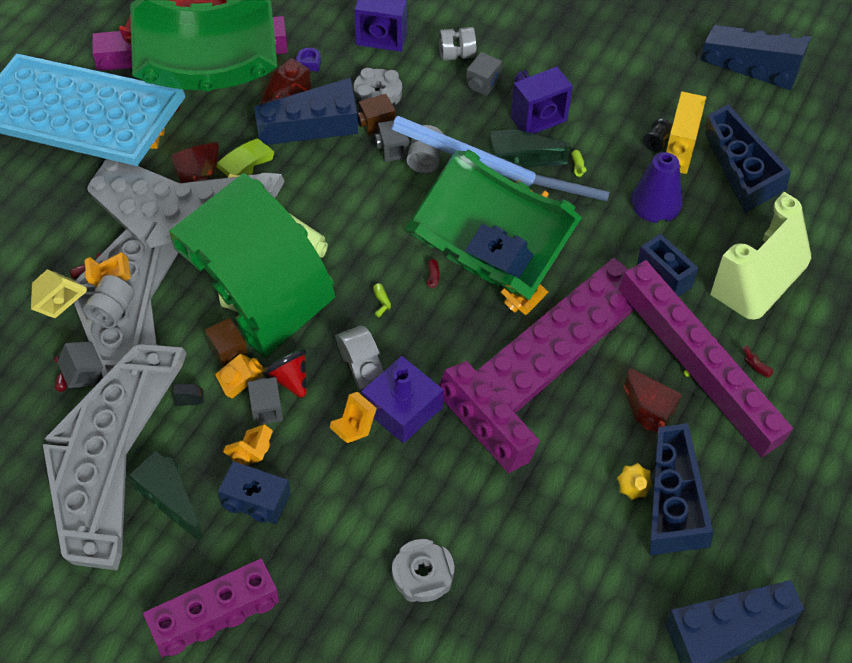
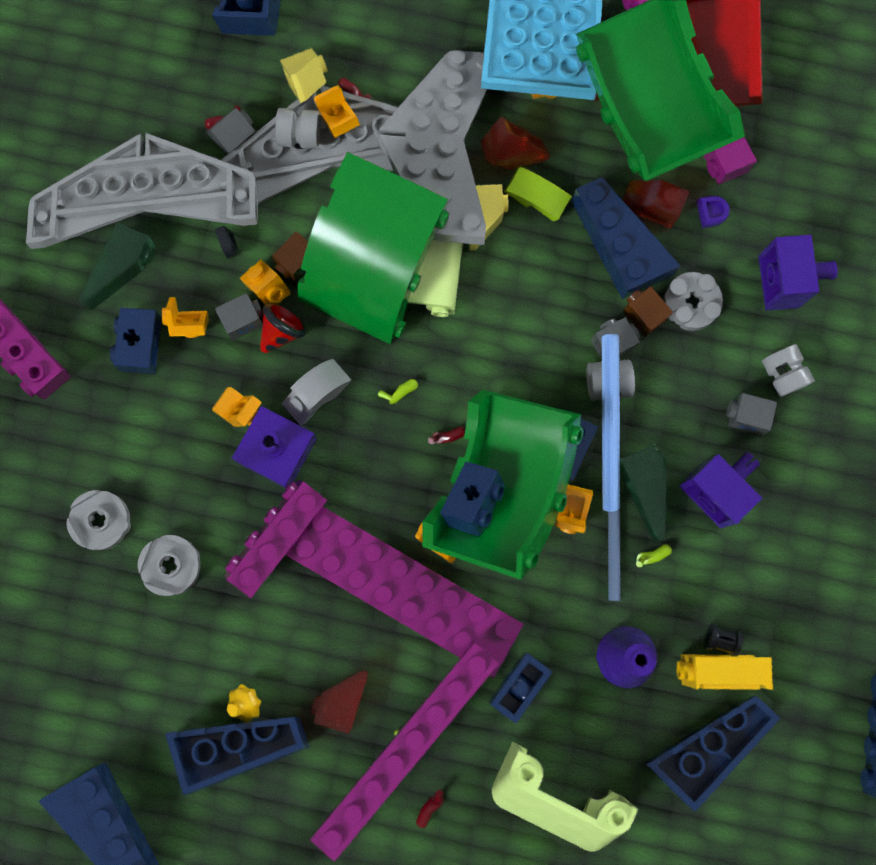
camera: 70 degrees right, 25 degrees up
(484, 501) = (162, 549): none -> light grey plate

